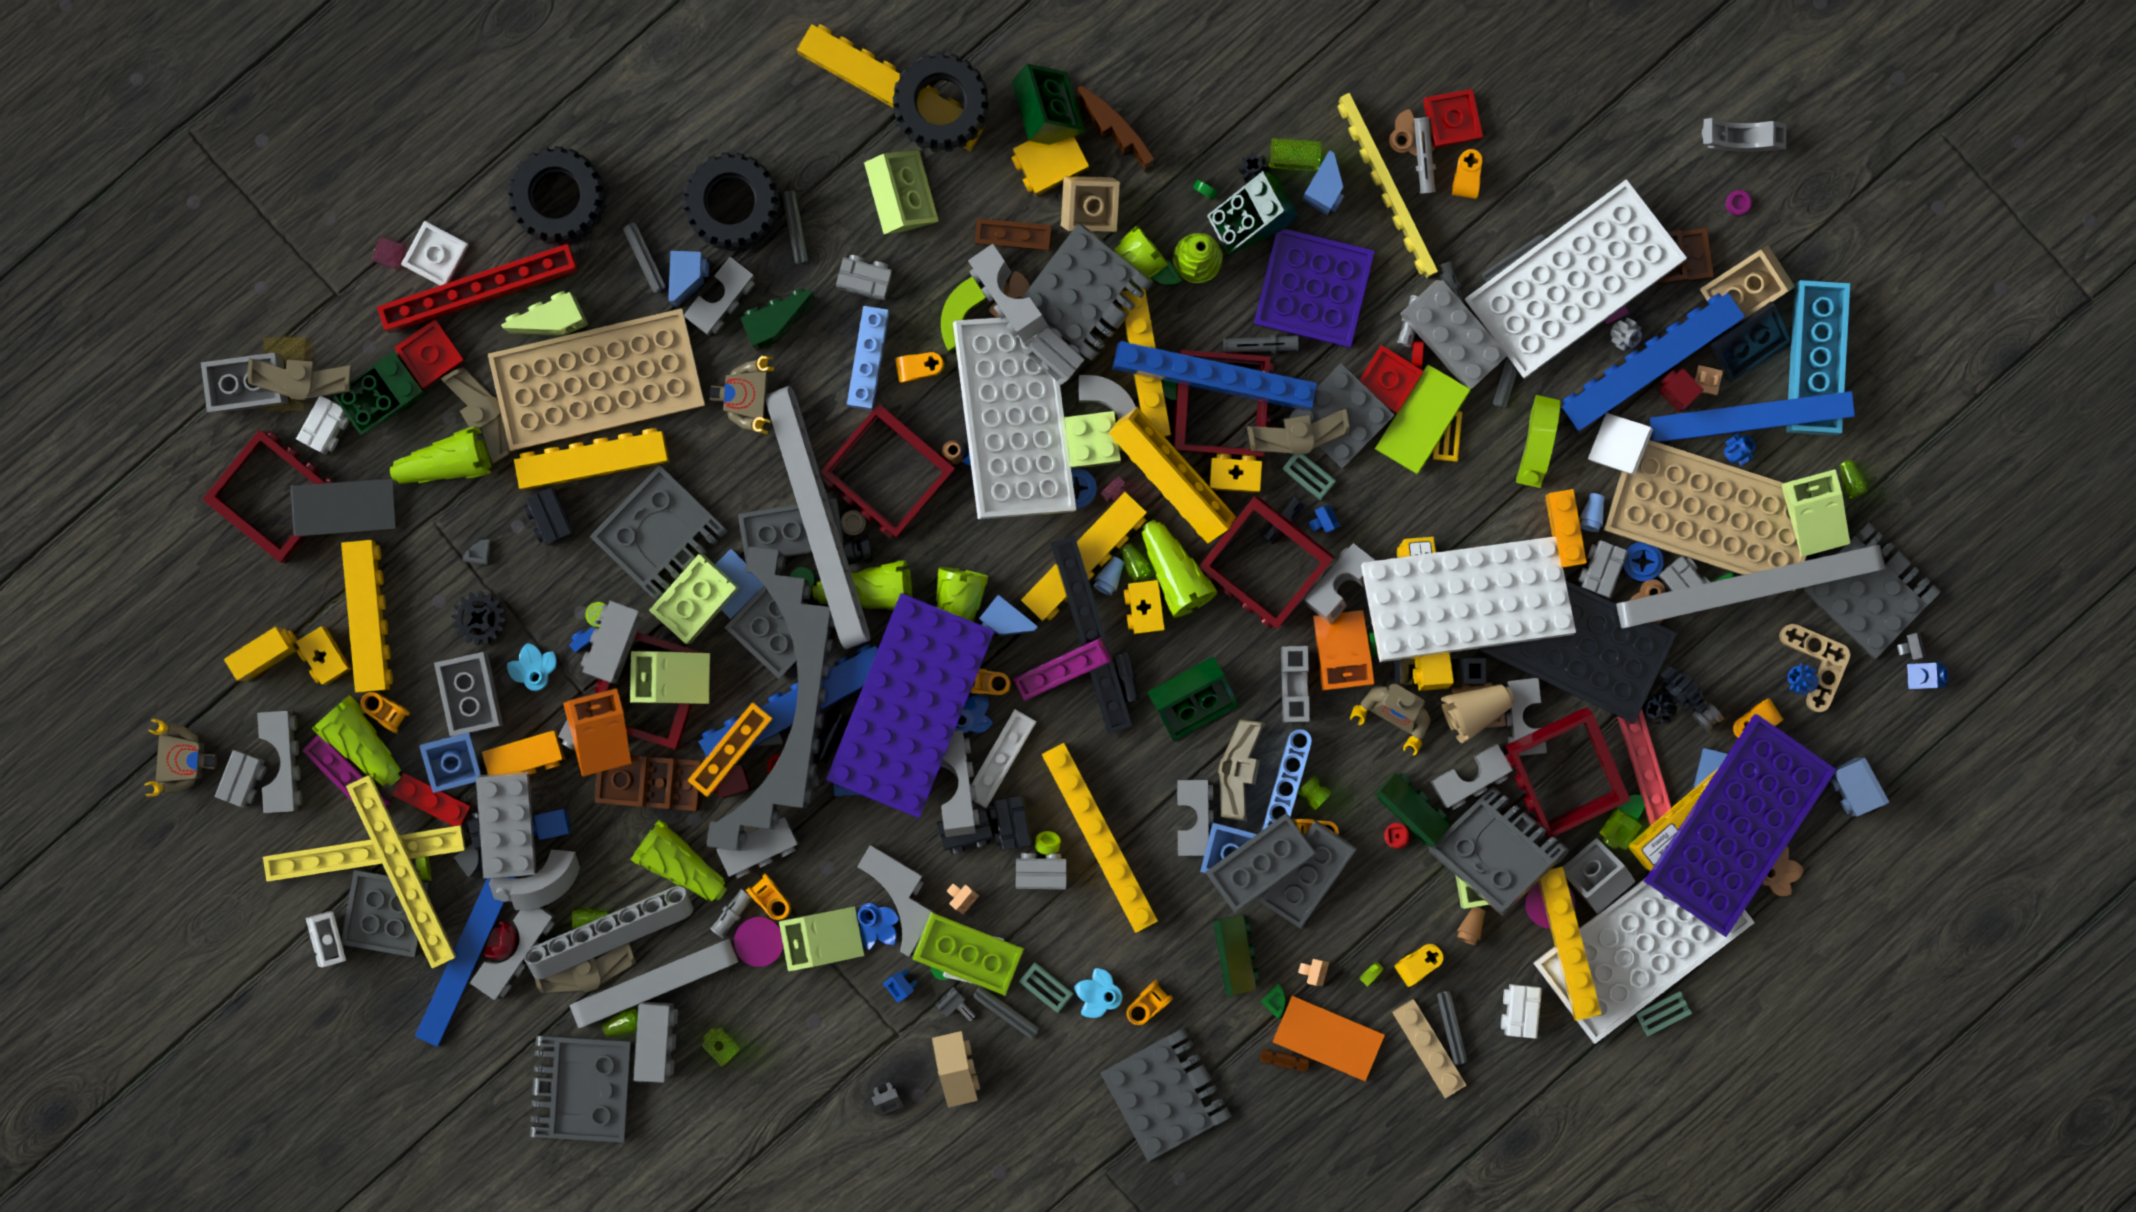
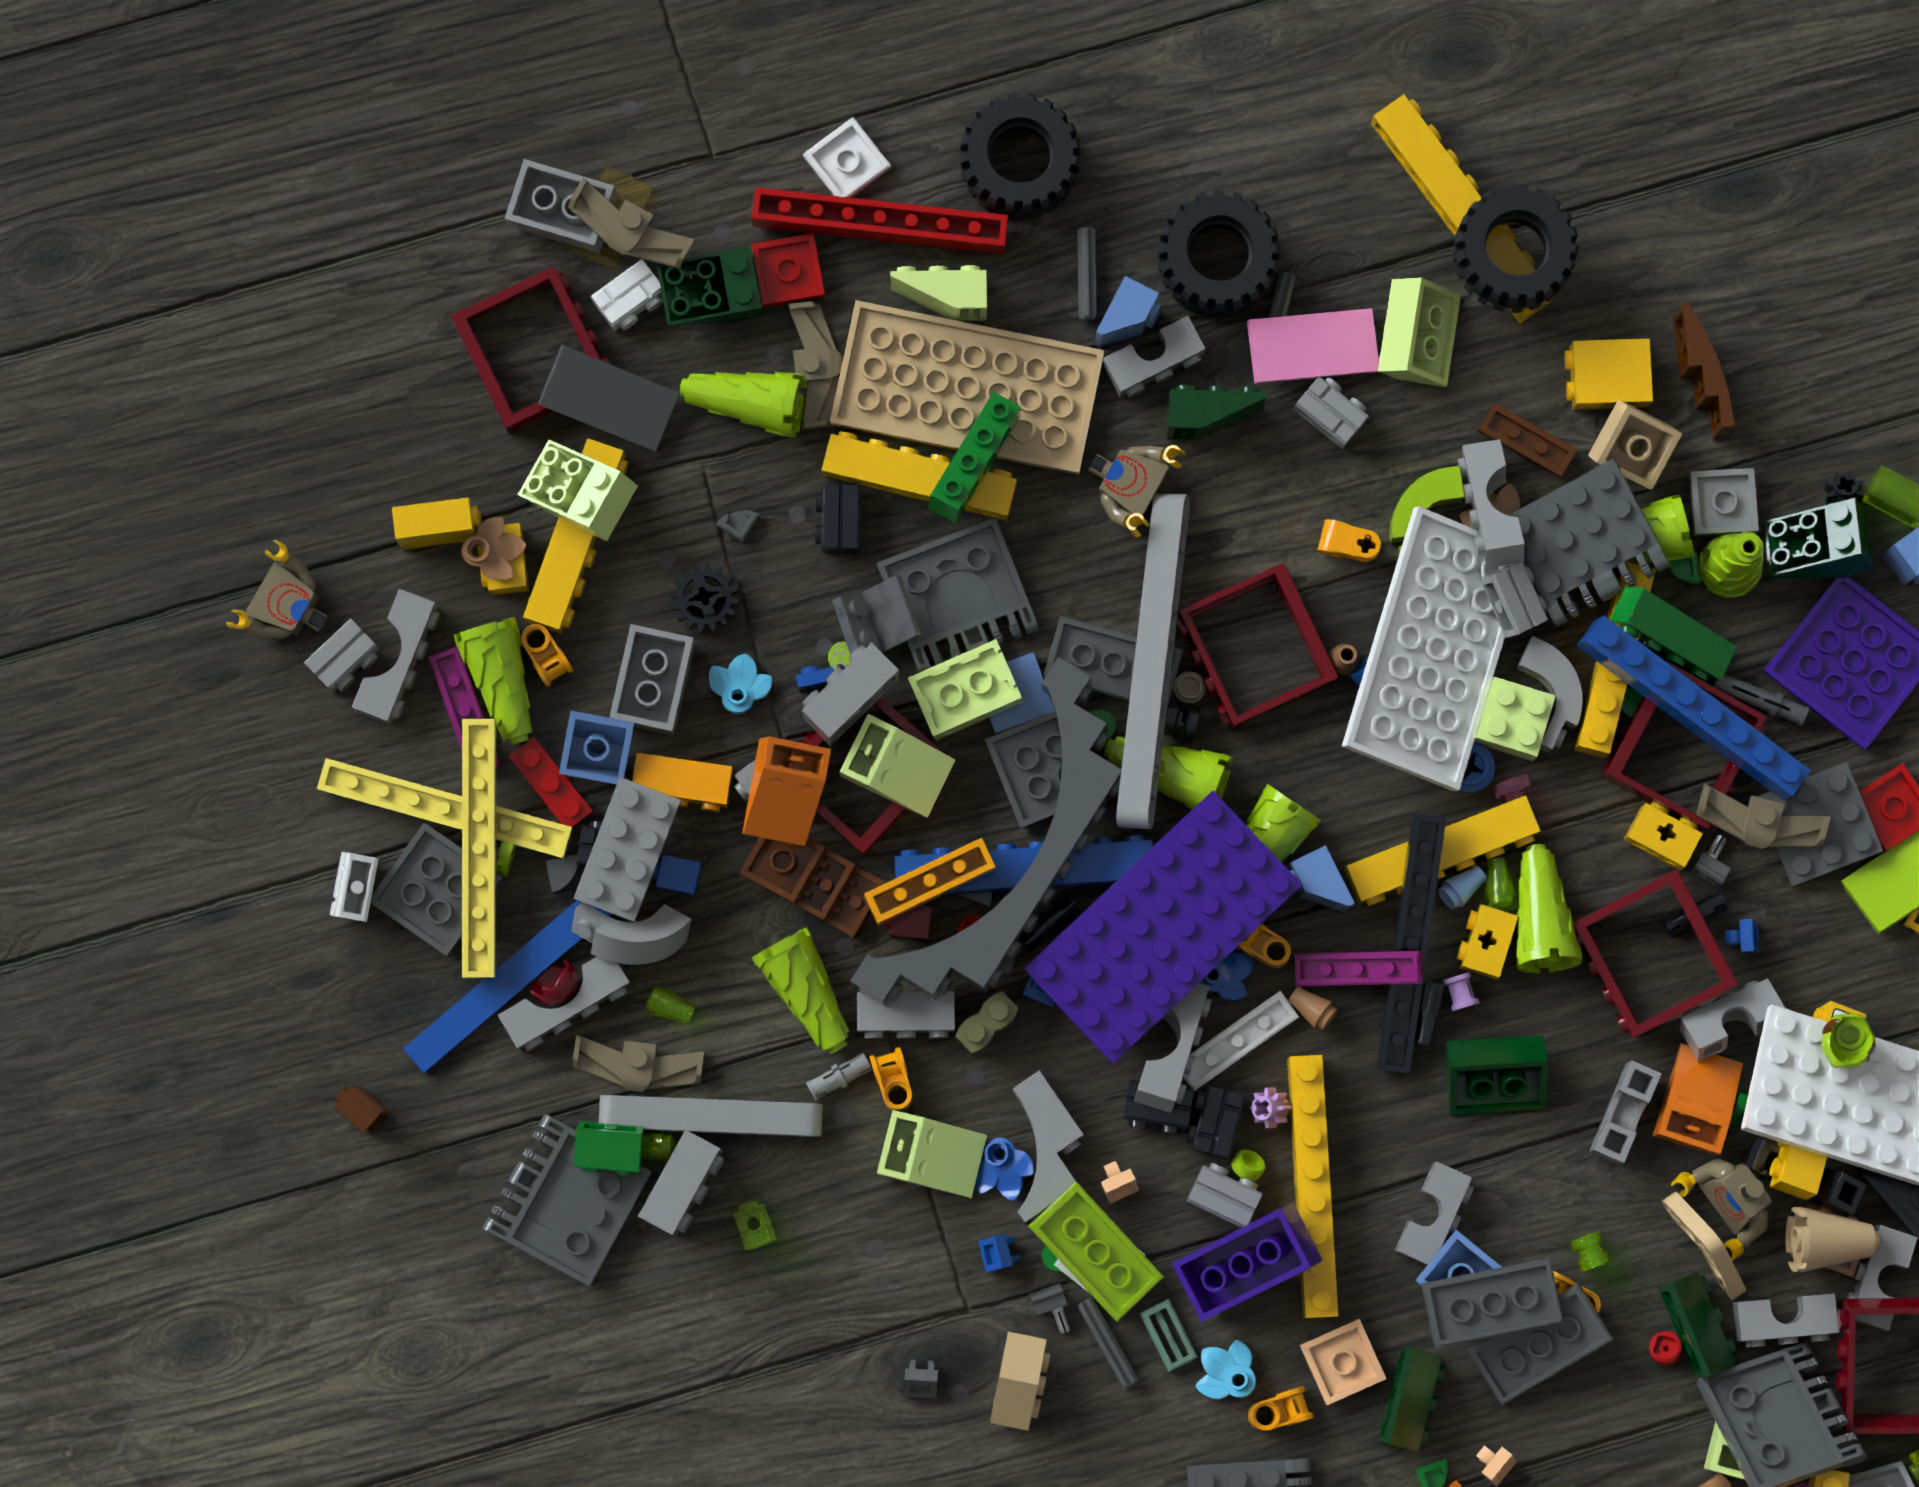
camera: 25 degrees right, 5 degrees down
(315, 654) = (498, 549): none -> medium nougat plate
(351, 584) = (578, 489): none -> yellowish green slope
(388, 253) = (794, 134): clear pink plate -> none
(404, 1093) = (360, 1109): none -> reddish brown brick
(591, 1040) = (608, 1147): none -> green brick
(607, 576) = (877, 616): none -> flat silver bracket
(608, 932) = (686, 1031): light grey beam -> none
(623, 430) = (974, 457): none -> green brick
(758, 941) = (855, 1124): magenta tile -> none
(815, 835) = (979, 1029): none -> olive brick
(829, 236) = (1313, 346): none -> bright pink tile
(868, 358) = (1294, 505): light blue brick -> none
(1043, 710) = (1313, 1008): none -> medium nougat cone
(1045, 795) = (1270, 1107): none -> lavender gear
(1047, 104) = (1636, 308): dark green slope -> none
(1076, 913) = (1247, 1262): none -> dark purple brick
(1142, 651) = (1461, 991): none -> lavender bush
(1172, 215) = (1723, 501): none -> light grey plate
(1172, 475) = (1590, 801): yellow brick -> none
(1176, 950) = (1342, 1362): none -> light nougat plate
(1177, 328) = (1673, 634): none -> green brick
(1205, 189) = (1775, 490): green tile -> none
(1238, 769) = (1513, 1182): dark tan plate -> none
(1277, 482) = (1709, 868): none -> dark grey piece
(1284, 775) = (1565, 1215): light blue beam -> none
(1325, 488) = (1750, 906): sand green tile -> none
(1392, 750) = (1708, 1242): none -> tan beam
(1427, 565) = (1848, 1041): none -> lime hair

